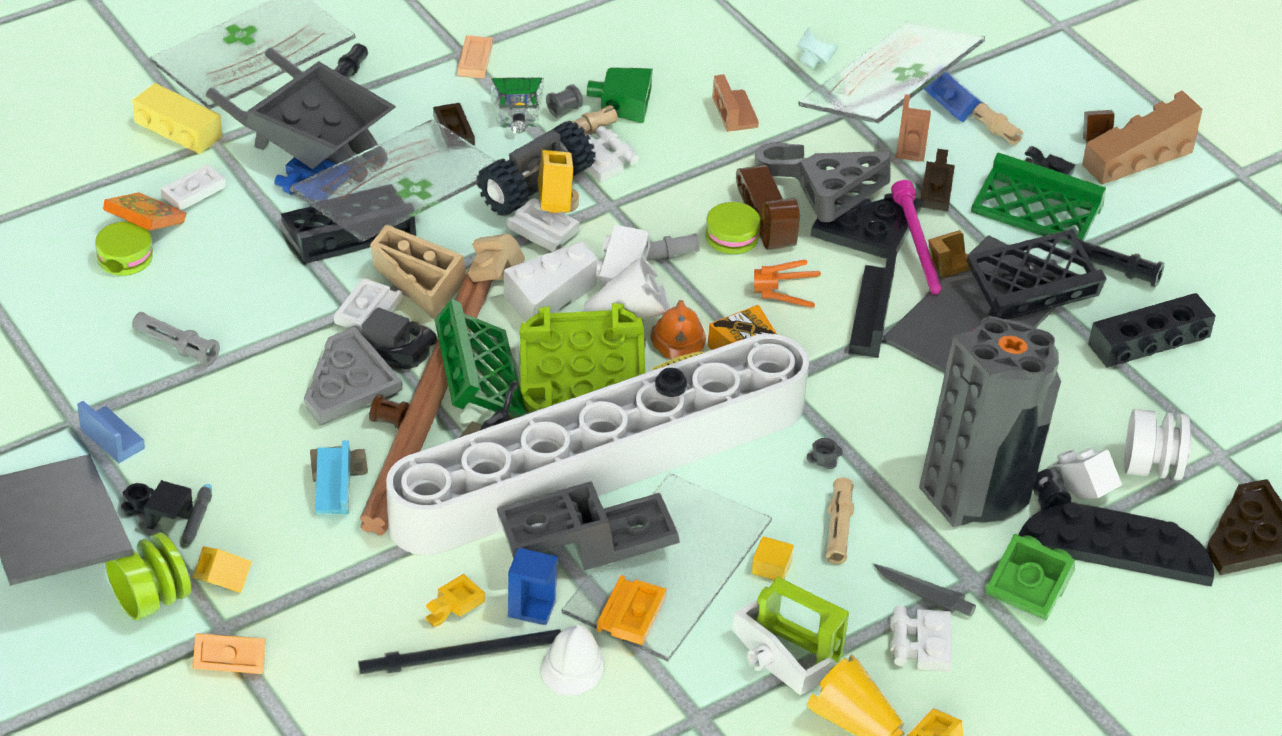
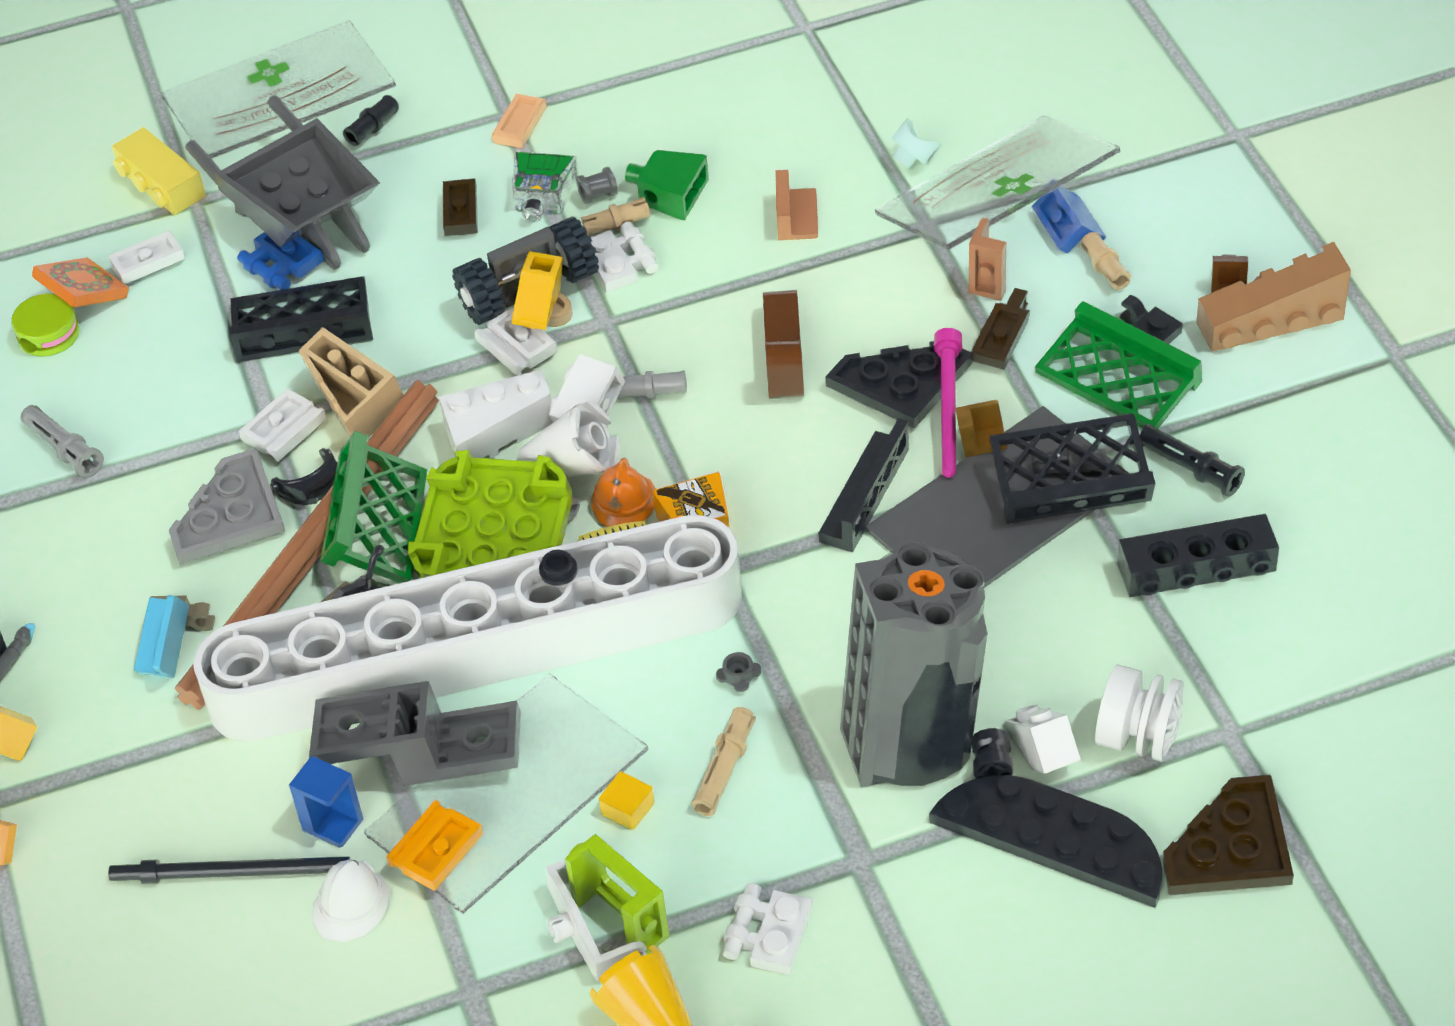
camera: 20 degrees right, 5 degrees up
(386, 329) = (287, 456): dark grey panel -> none
(387, 411) = (256, 558): reddish brown bush -> none
(394, 179) = (360, 270): clear piece -> none
(455, 596) = (246, 800): yellow plate -> none
(494, 256) = (436, 377): tan brick -> none
(732, 228) = (734, 367): lime head -> none
(767, 279) = (750, 438): orange plant -> none
(815, 178) = (861, 323): dark grey piece -> none
(935, 594) = (807, 873): dark grey bar -> none
(1031, 576) = (925, 866): bright green plate -> none

